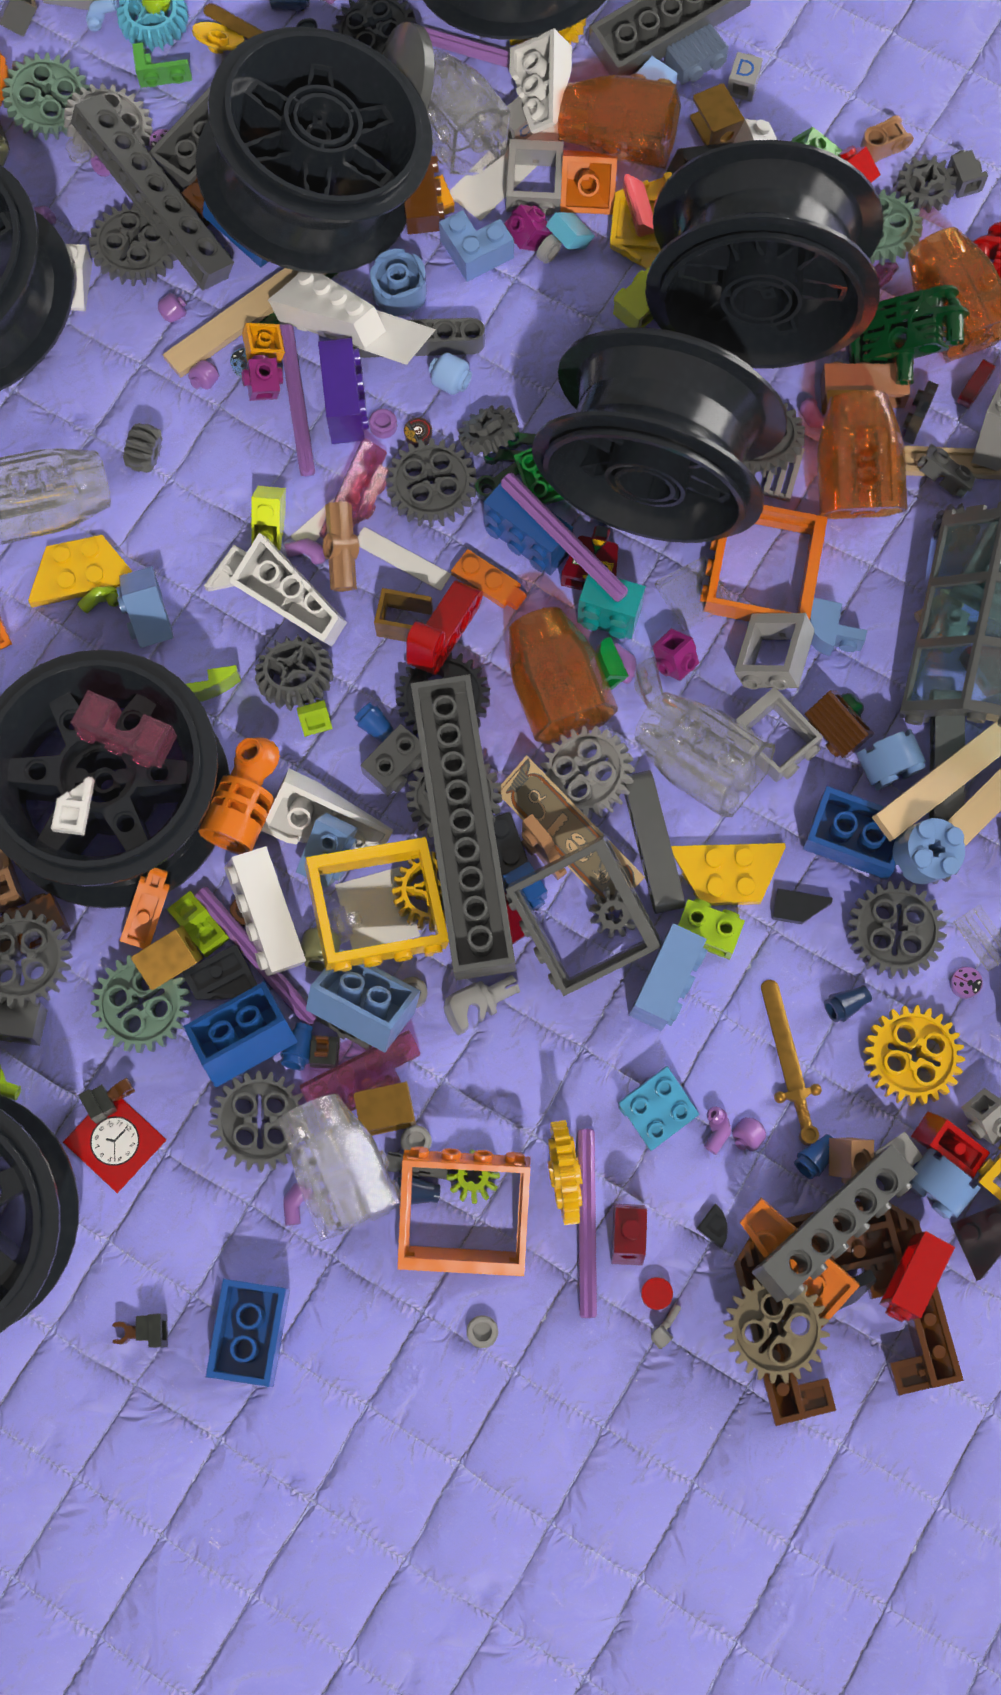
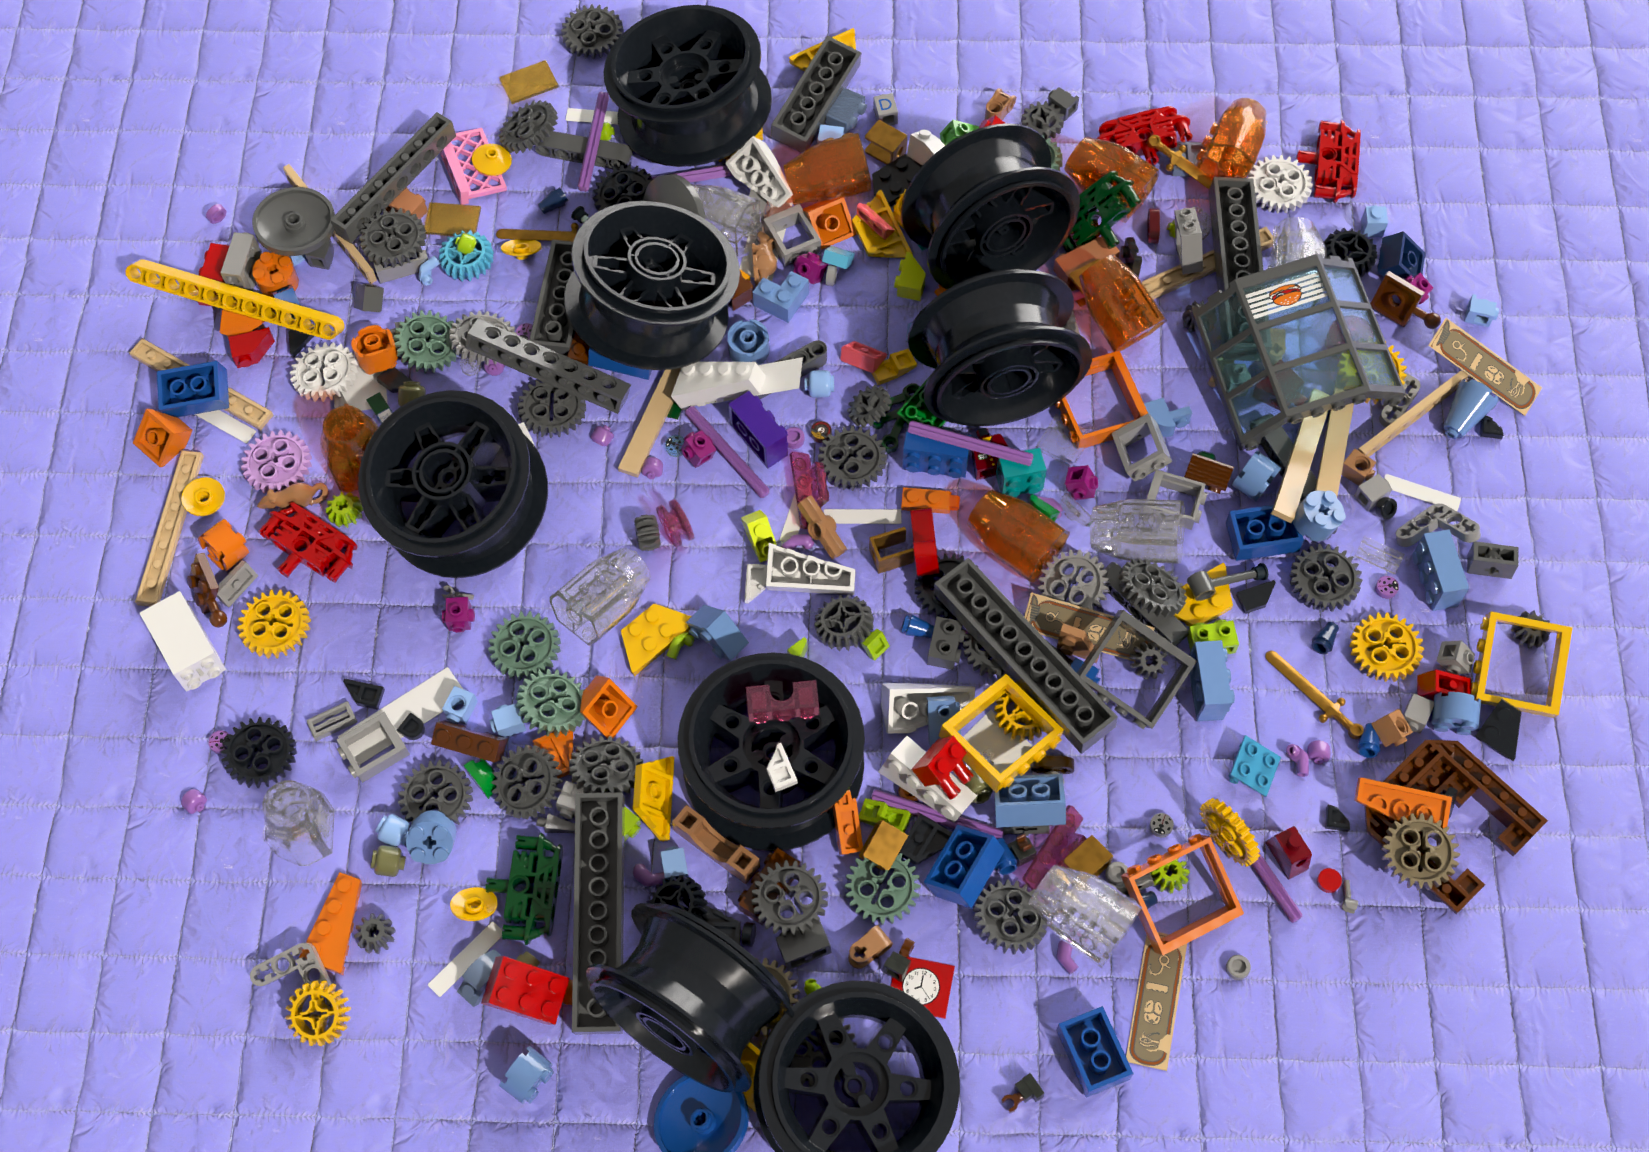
camera: 30 degrees left, 10 degrees down
(87, 1064) = (872, 945): none -> medium nougat piece
(159, 73) = (494, 291): bright green bracket -> none
(177, 453) = (675, 523): none -> clear pink wheel
(240, 801) = (874, 714): orange cylinder -> none
(263, 340) = (681, 425): light orange piece -> none
(276, 899) = (939, 761): none -> red brick
(358, 1321) = (1155, 1007): none -> sticker
(428, 974) = (1060, 764): none -> dark brown beam
(479, 995) = (1090, 771): light grey piece -> none
(482, 191) = (763, 257): none -> medium nougat animal
(504, 1114) = (1161, 825): none -> light grey tile
(522, 366) = (862, 356): none -> coral slope
(545, 398) = (894, 367): none -> yellow slope
(670, 829) = (1152, 588): none -> dark grey gear
(736, 859) = (1203, 586): none -> dark grey piece
(775, 1270) = (1414, 766): dark grey brick -> none
(916, 1276) = (1482, 770): red window -> none
(957, 478) = (1180, 288): dark grey hinge -> none

